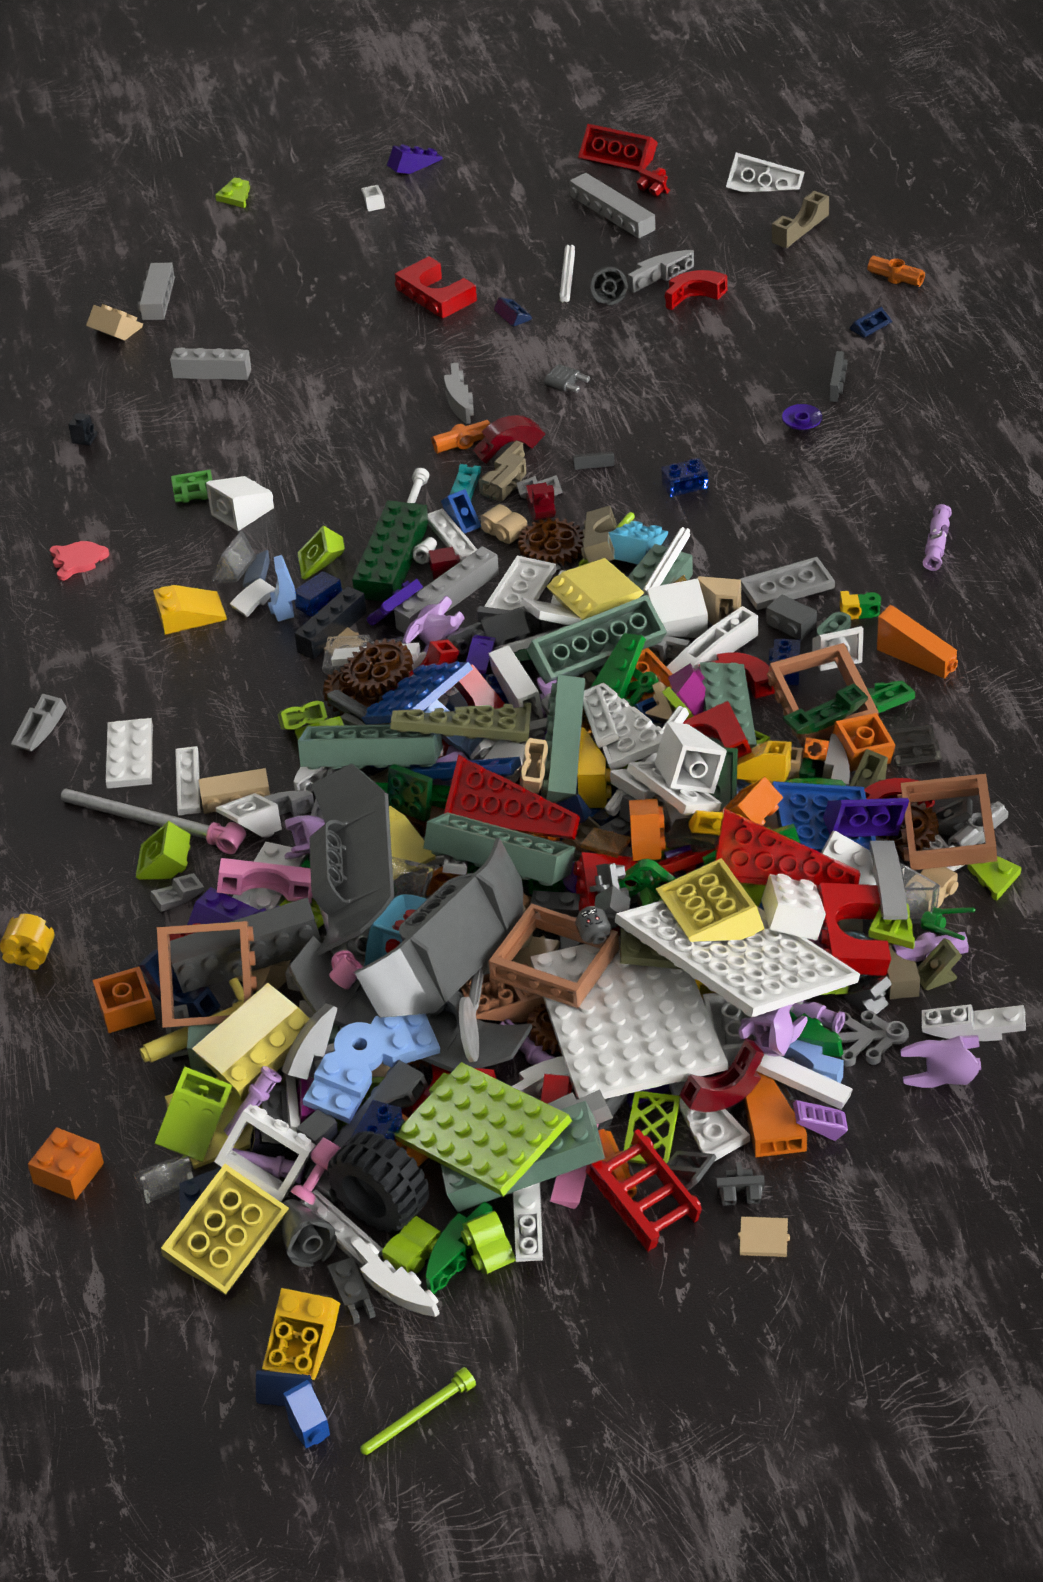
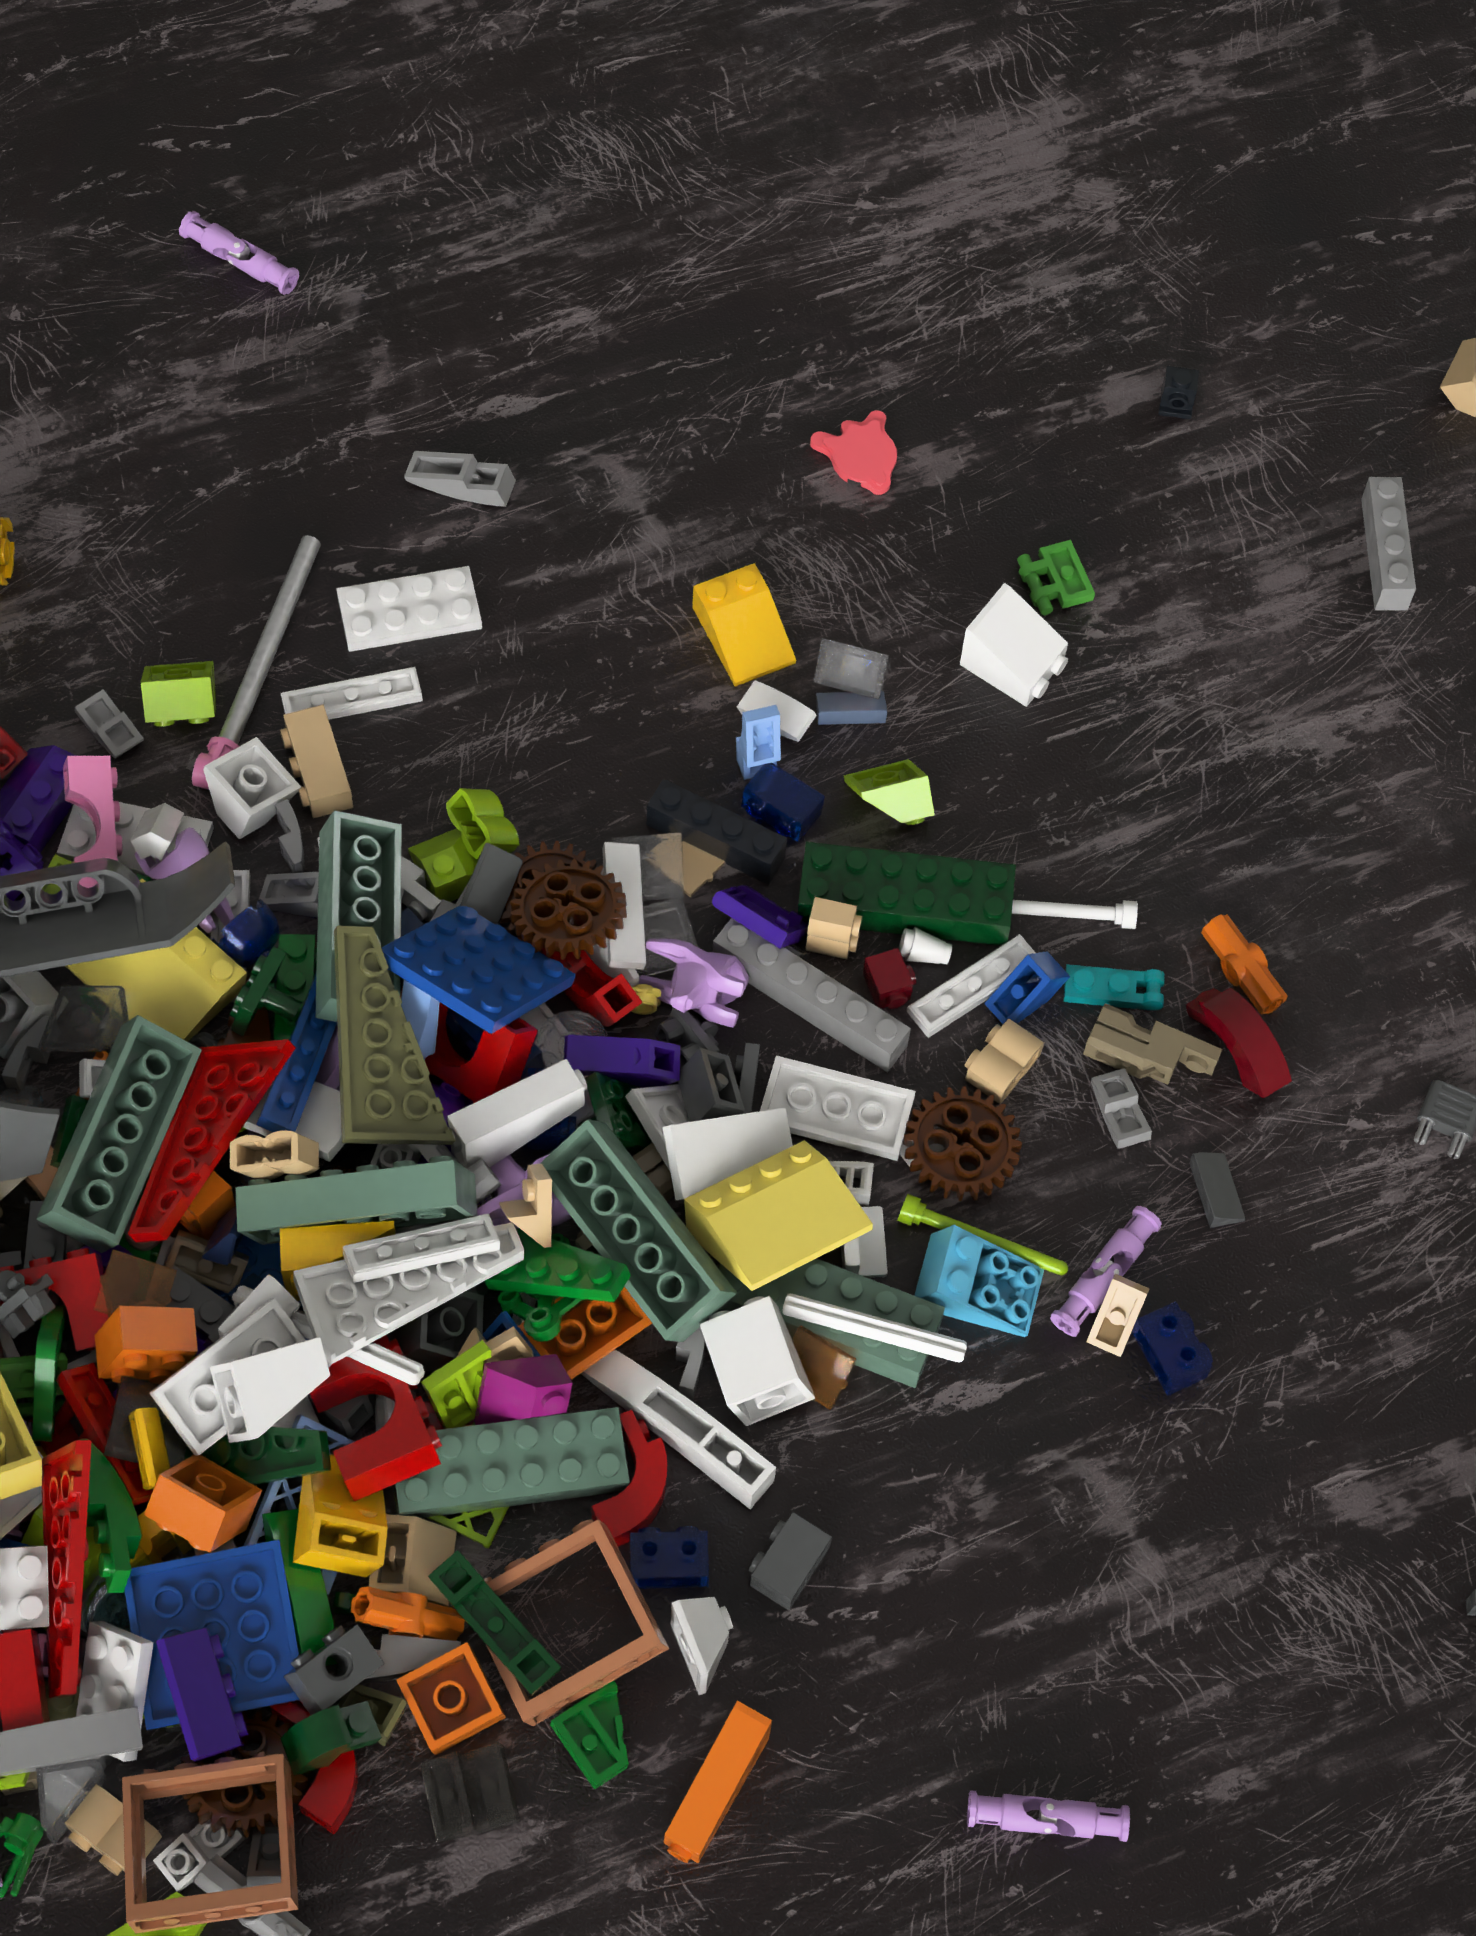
camera: 75 degrees right, 20 degrees up
(281, 842) = (156, 831): none -> white piece
(409, 568) = (833, 928): none -> tan brick
(457, 394) = (1356, 942): light grey slope -> none
(540, 501) = (1052, 1113): dark red arch -> none
(570, 667) = (534, 1211): none -> tan slope
(596, 538) = (1003, 1212): dark tan arch -> none
(626, 491) = (1094, 1283): none -> lavender piece
(665, 493) = (1117, 1315): none -> slope
(720, 597) = (799, 1434): tan slope -> none
(790, 580) = (889, 1550): light grey plate -> none
(802, 416) = (1396, 1534): dark purple dish -> none
(836, 622) = (773, 1636): sand green plate -> none
(850, 769) = (355, 1663): none -> dark grey brick
(860, 605) = (836, 1692): leg -> none
(889, 774) = (327, 1734): none -> dark green brick

